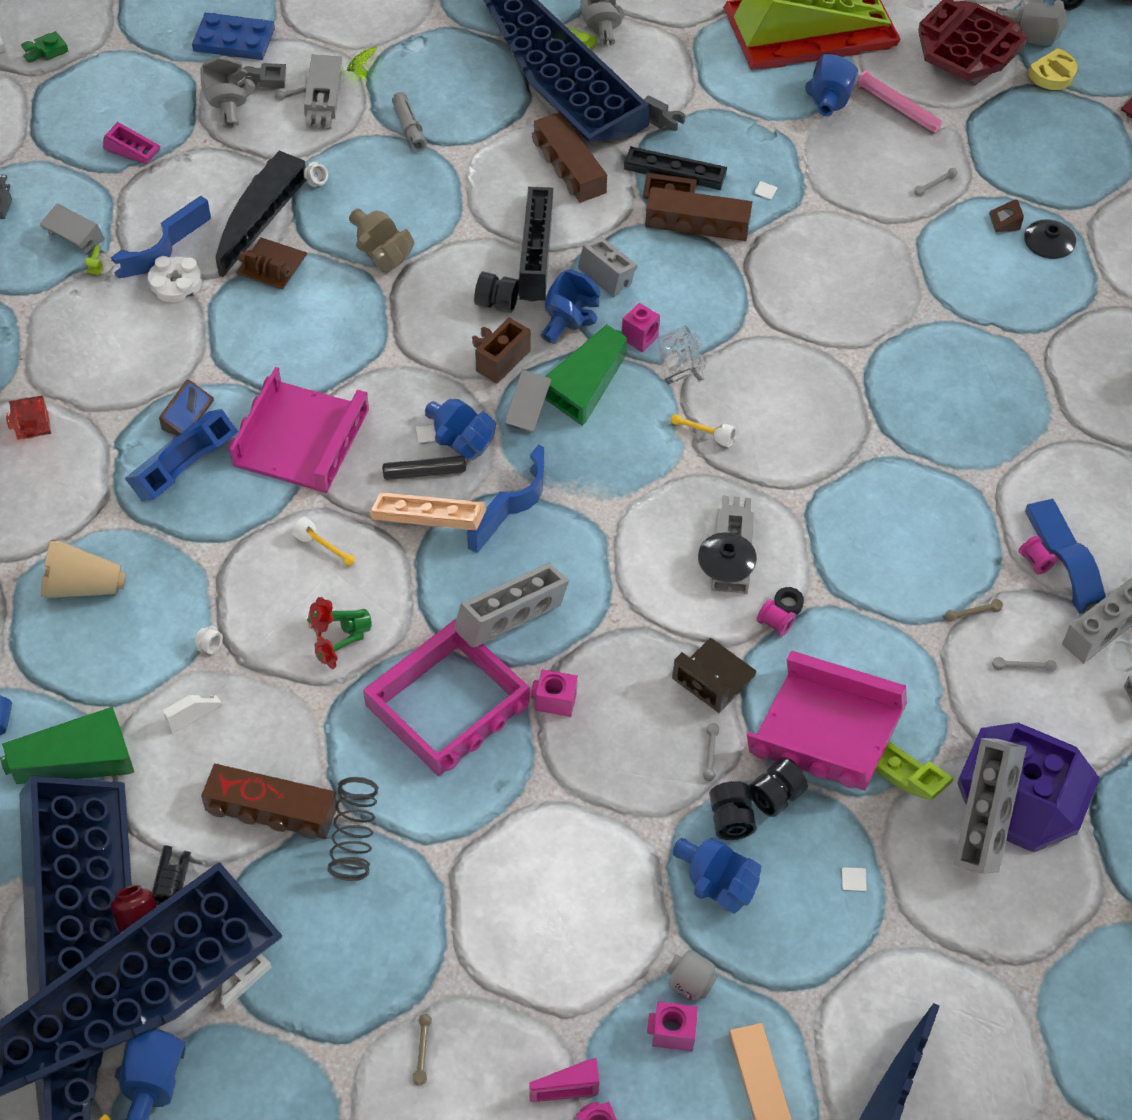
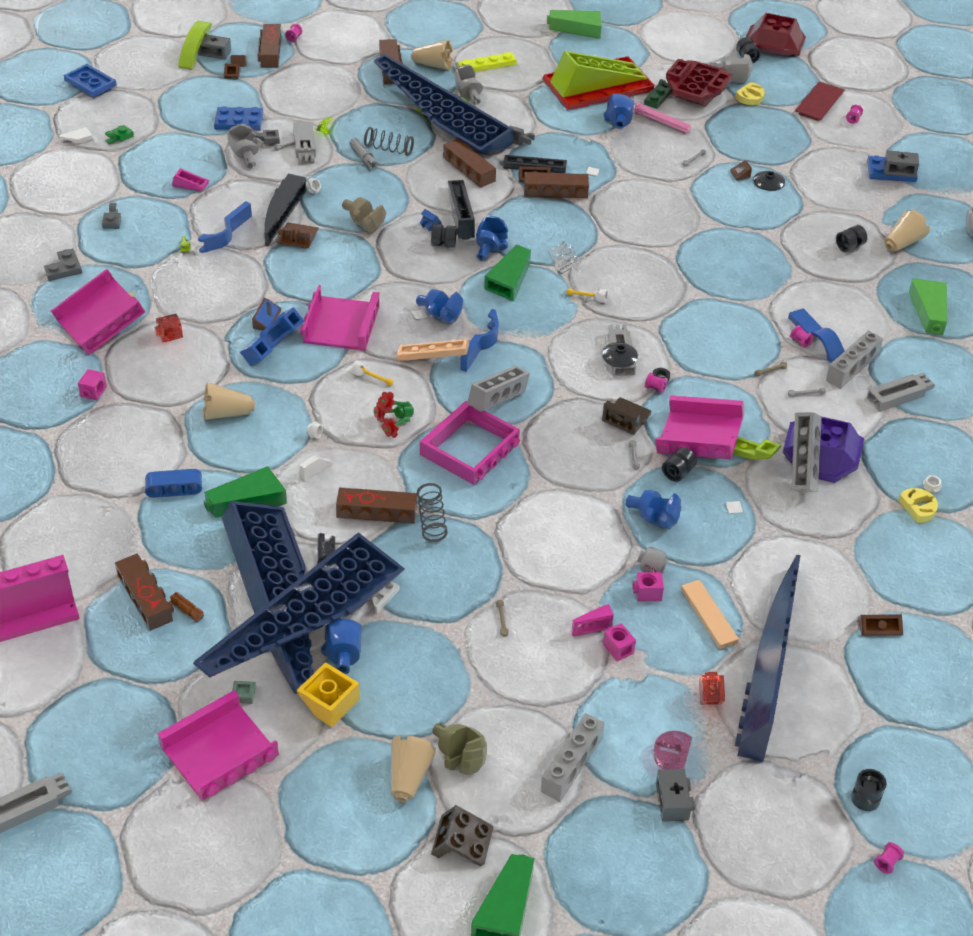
camera: 10 degrees left, 10 degrees down
(72, 228) = (167, 225): light grey hinge -> none
(131, 905) = (307, 562): dark red head -> none
(169, 267) = (245, 244): white plate -> none
(424, 467) = (423, 330): black axle -> none
(476, 111) = (406, 142): none -> dark grey piece
(482, 256) = (430, 219): none -> blue tile
(502, 349) = (455, 263): reddish brown brick -> none
(527, 401) = (479, 288): light grey hinge -> none
(555, 703) = (534, 433): dark pink brick -> none
(606, 265) = (512, 216): light grey hinge -> none
(641, 327) = (537, 244): dark pink brick -> none
(733, 811) = (656, 477): black wheel -> none
(902, 57) = (658, 94): none -> dark green plate

